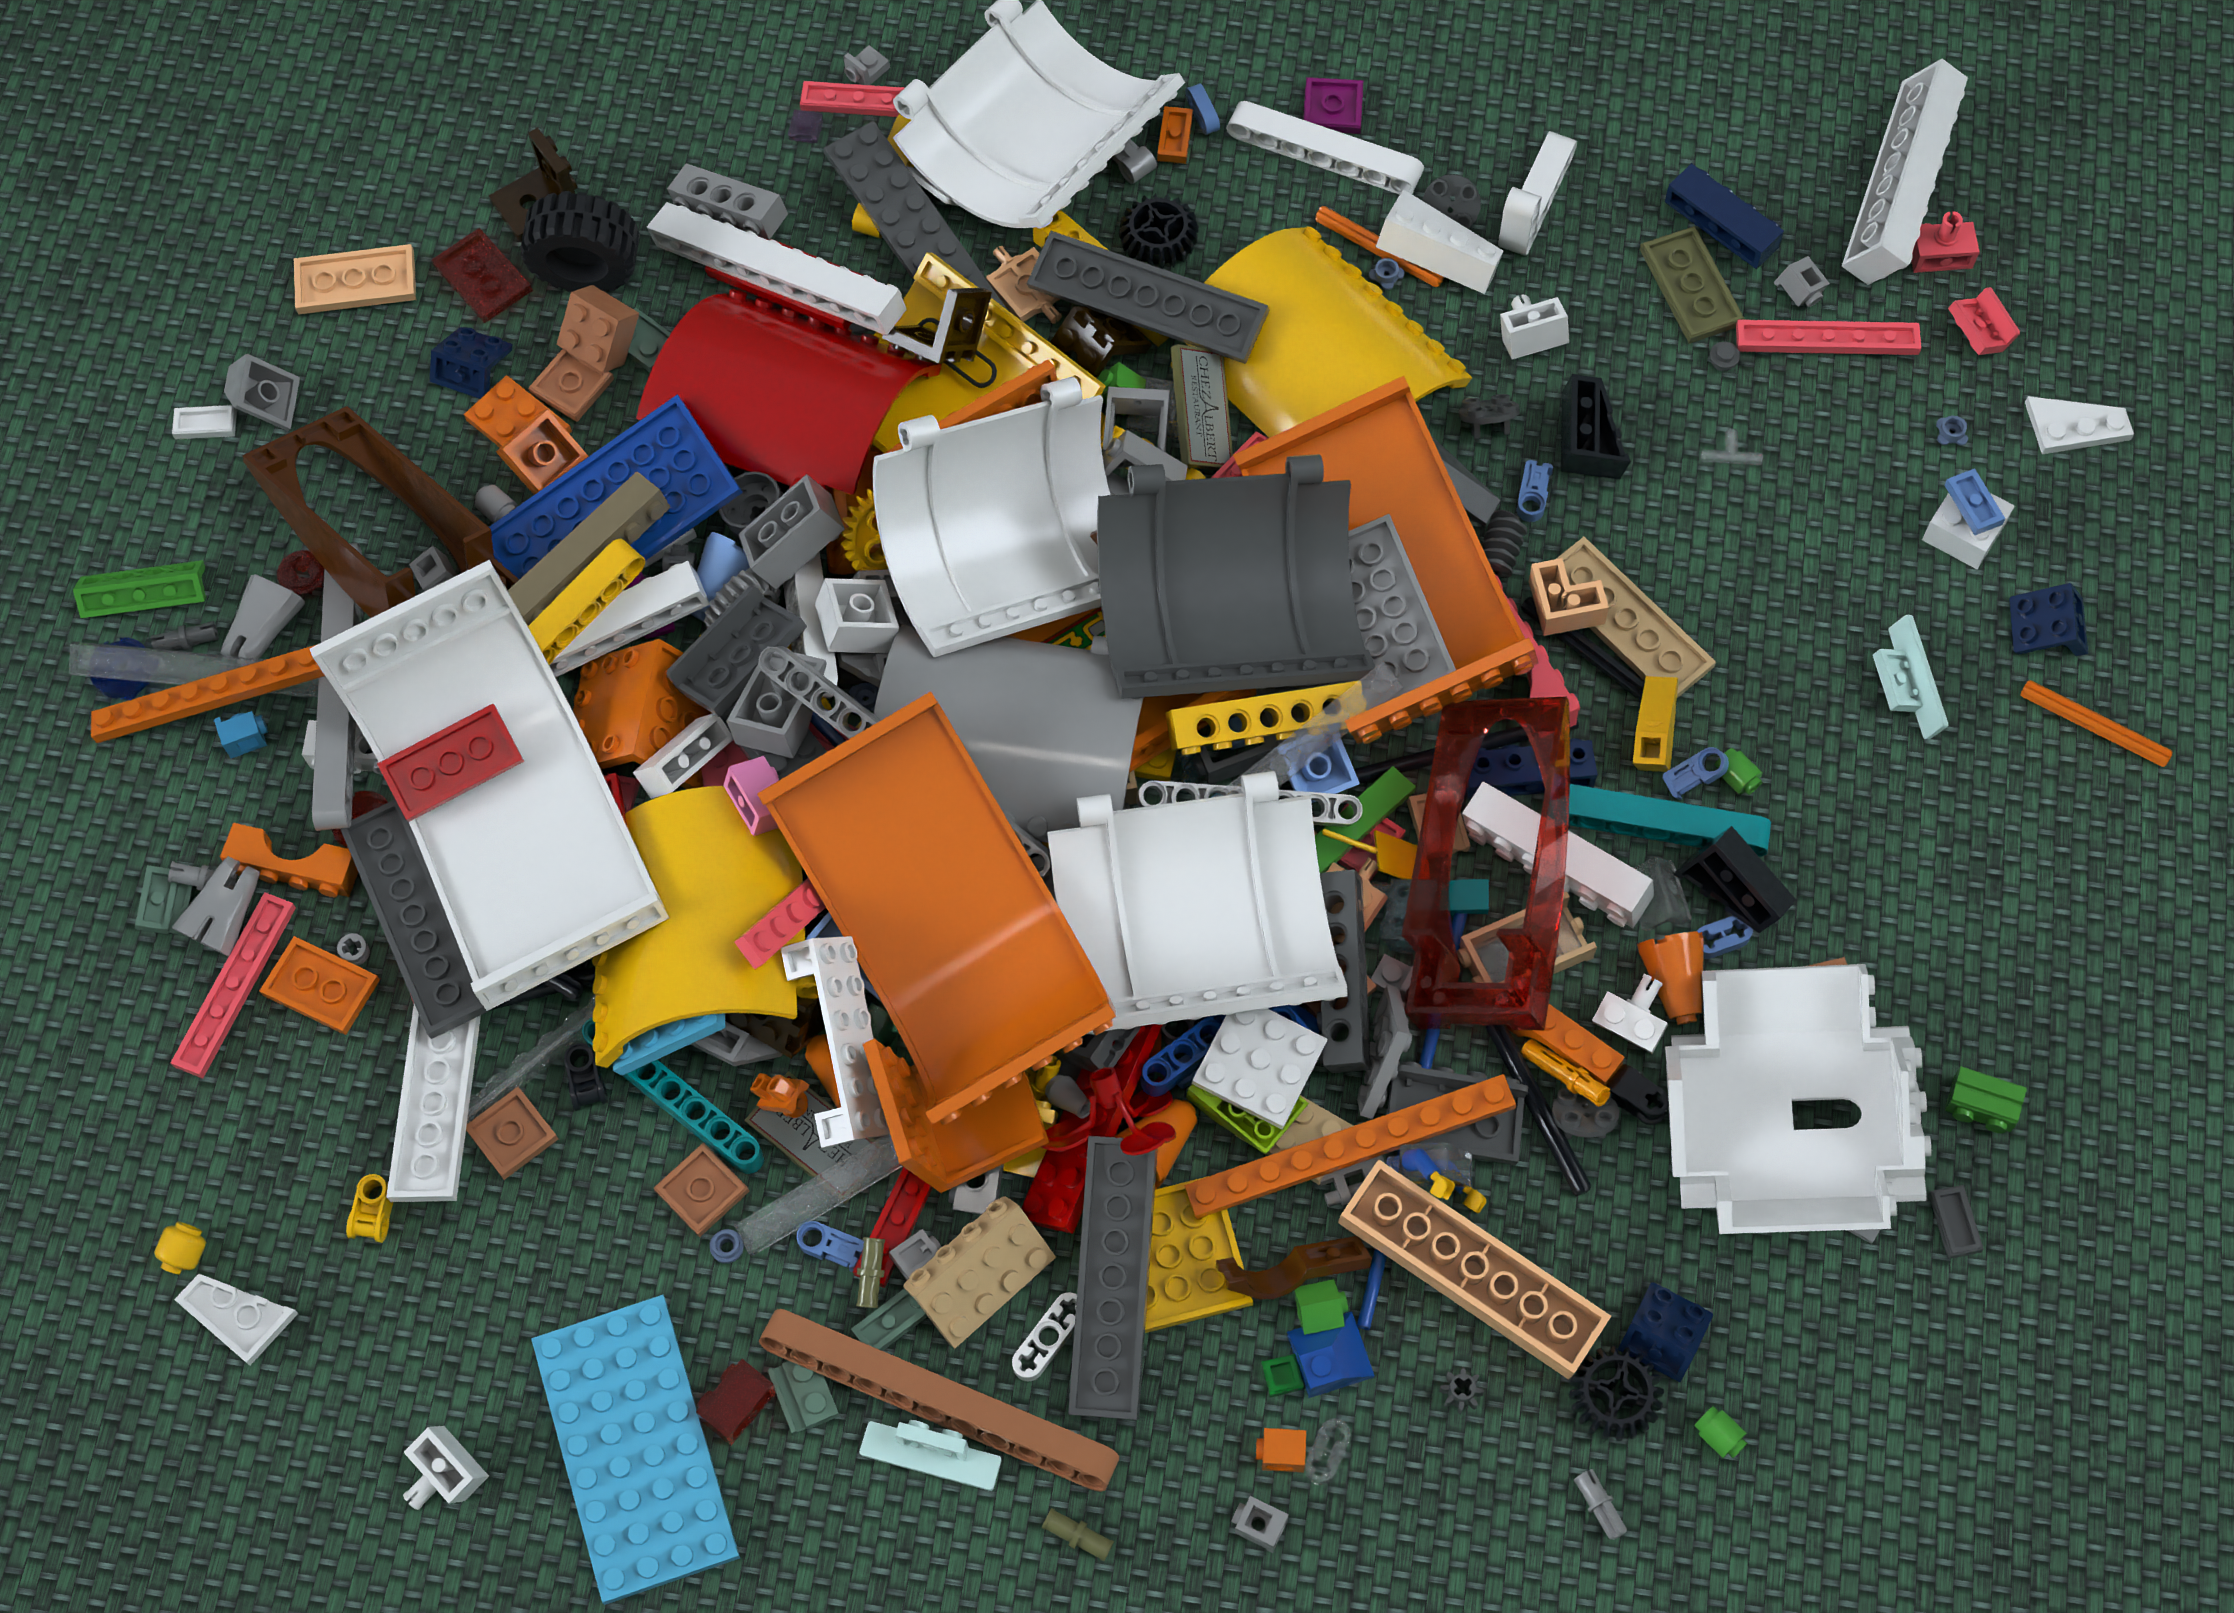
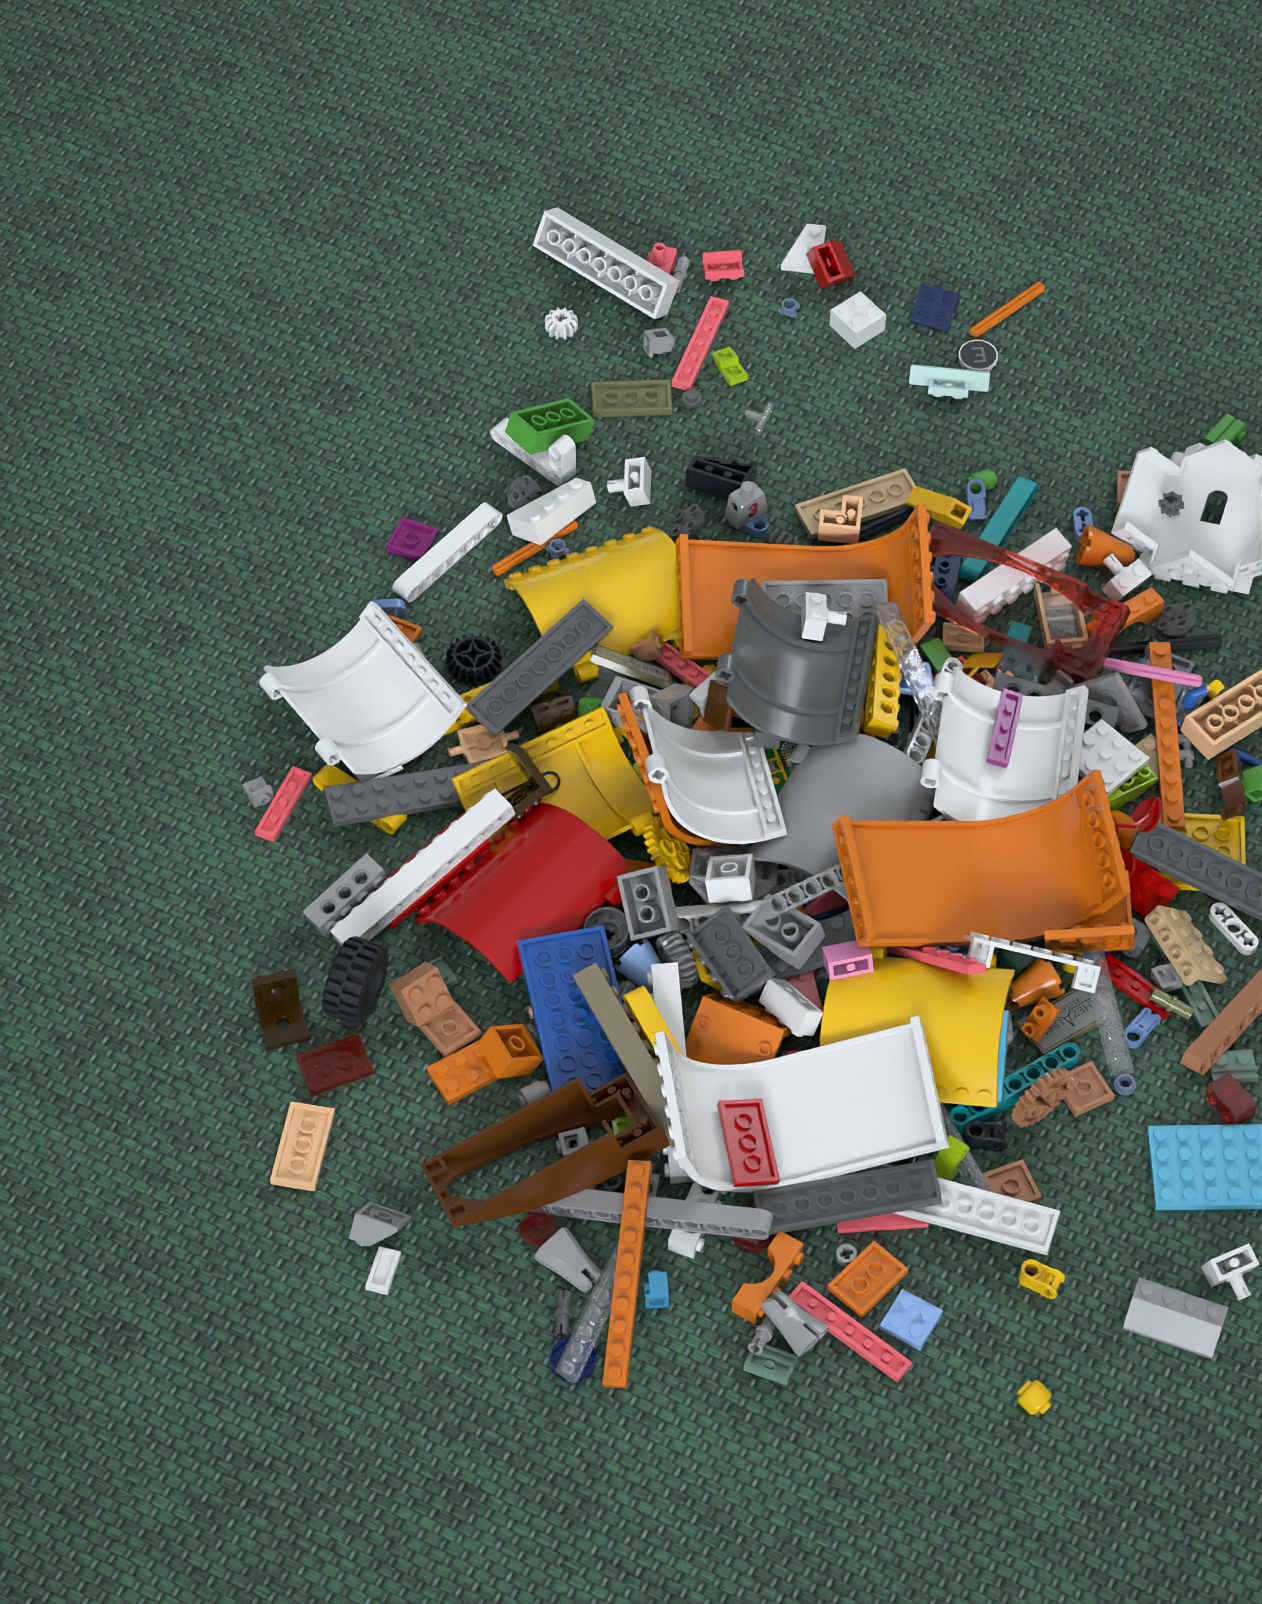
camera: 75 degrees left, 10 degrees down
(140, 589) = (515, 1332): bright green fence -> none
(235, 1317) = (1091, 1375): white wing -> none
(274, 1058) = (911, 1319): none -> light blue plate
(351, 1410) = (1175, 1318): none -> slope
(466, 360) = (406, 1086): dark blue bracket -> none
(524, 1035) = (949, 1158): none -> lime slope
(640, 1127) = (1042, 1097): none -> nougat gear
(805, 126) = (292, 840): clear purple plate -> none
(1242, 900) = (1004, 728): none -> plate
(1249, 426) = (648, 648): none -> nougat bracket
(1343, 595) = (816, 616): none -> white brick
(1441, 1091) = (1153, 672): none -> bright pink axle
(1546, 469) = (745, 504): none -> light grey torso
(1573, 189) = (544, 424): none -> bright green brick
(1577, 1079) = (1154, 617): light orange pin -> none
(1635, 1092) = (1174, 590): black piece -> none
(1724, 216) = (594, 363): dark blue brick -> none
(1738, 879) = (1053, 501): black wedge -> none
(1779, 158) = (561, 323): none -> white gear
(1803, 1047) = (1171, 504): none -> dark grey gear
(1806, 387) = (729, 366): none -> lime slope
(1944, 274) = (680, 271): none -> light grey axle
(1974, 501) = (856, 304): medium blue plate -> none
(1983, 707) = (978, 356): none -> black tile
(2055, 456) = (830, 264): none -> red slope

